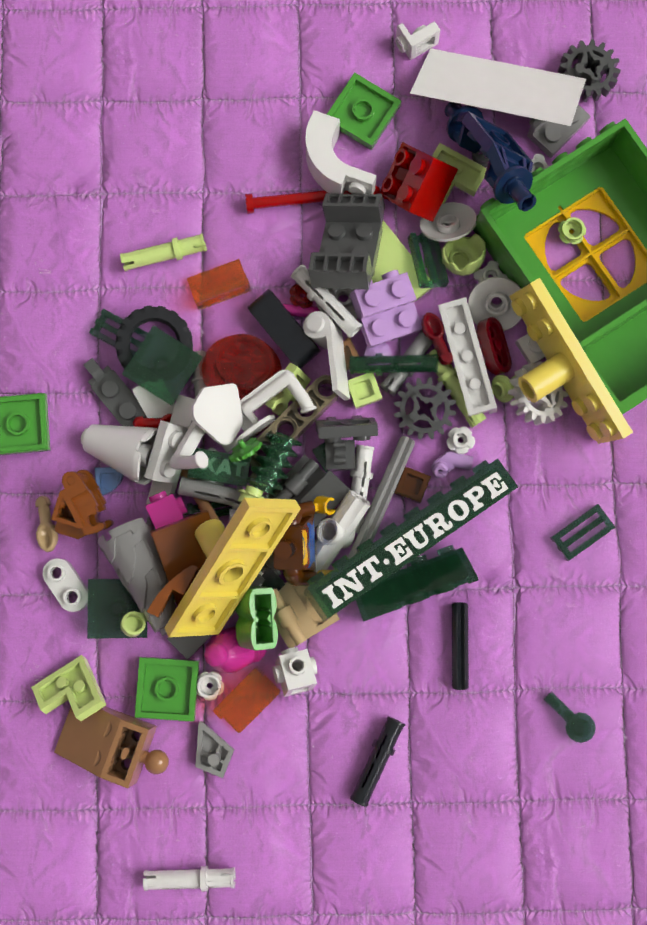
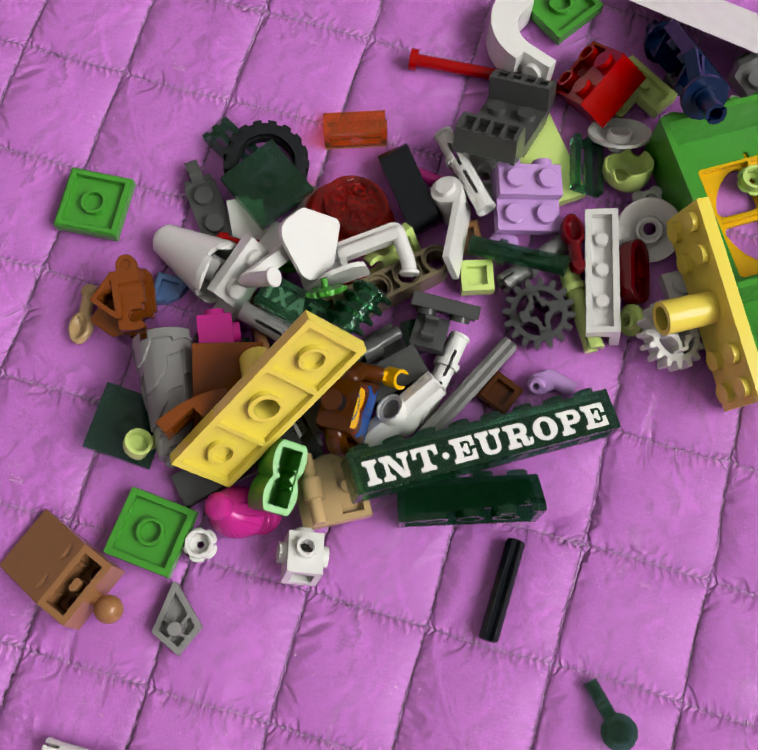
camera: 15 degrees right, 10 degrees down
(65, 584) = (81, 383): white plate -> none
(71, 683) = (48, 493): yellowish green plate -> none
(163, 252) = (308, 80): yellowish green pin -> none
(247, 700) = (236, 573): clear orange panel -> none
(295, 298) = (434, 157): clear red plate -> none
(376, 763) = (364, 695): black pin -> none
(468, 440) = (568, 370): white plate -> none
(562, 546) = (654, 513): clear green tile -> none

